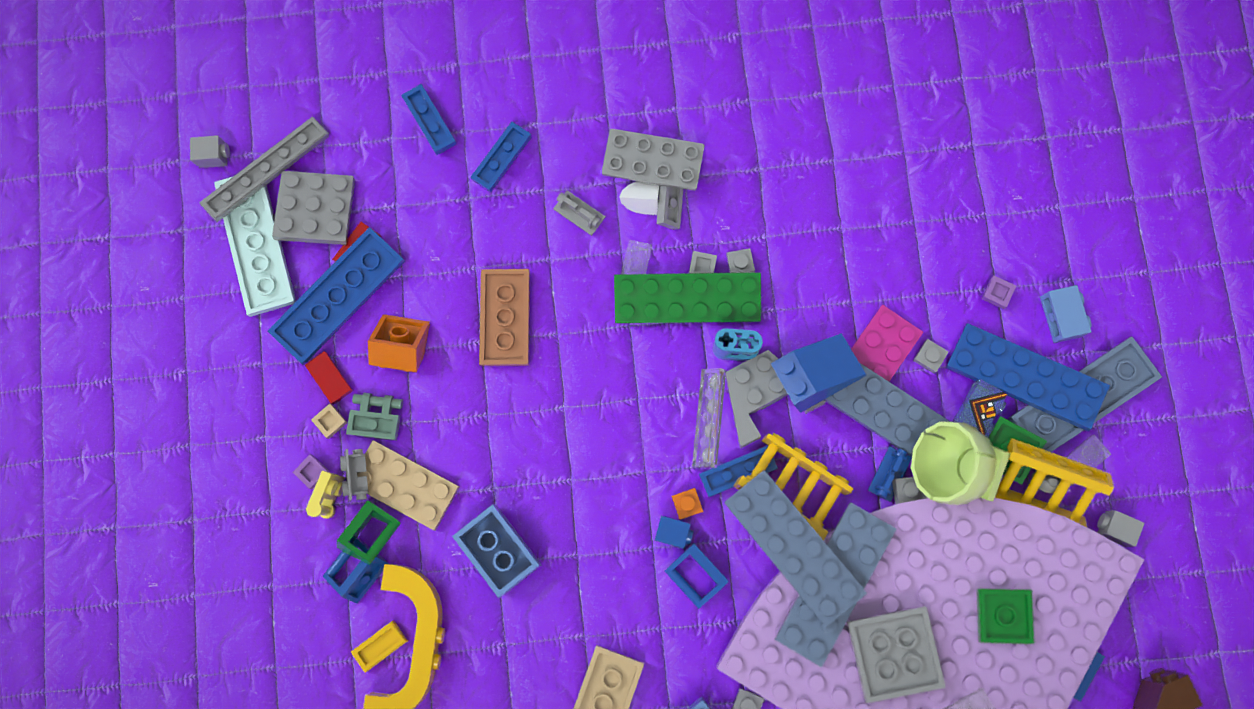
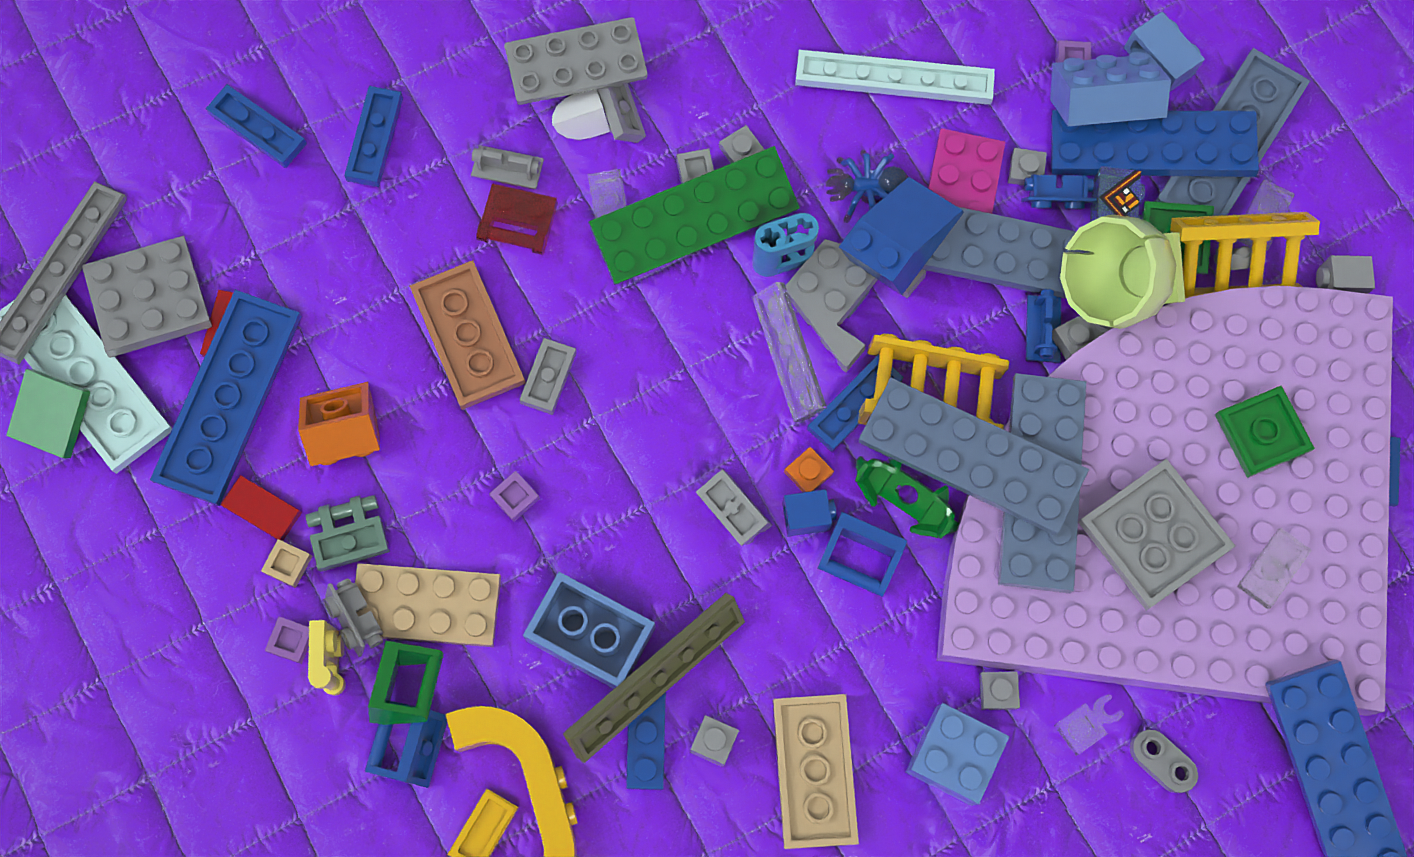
camera: 35 degrees left, 5 degrees down
(223, 261) = (48, 413): none -> tile
(489, 438) = (514, 496): none -> medium lavender plate
(506, 630) = (646, 748): none -> blue plate
(525, 599) = (654, 678): none -> olive tile
(544, 367) = (548, 376): none -> light grey plate
(545, 656) = (714, 741): none -> light grey brick
(576, 246) = (521, 210): none -> clear red plate
(626, 508) = (733, 508): none -> light grey hinge
(755, 565) = (930, 509): none -> green piece
(816, 326) = (870, 187): none -> animal
(867, 255) = (895, 77): none -> light aqua plate
(952, 388) = (1072, 191): none -> blue hinge
(1012, 327) = (1110, 89): none -> medium blue brick

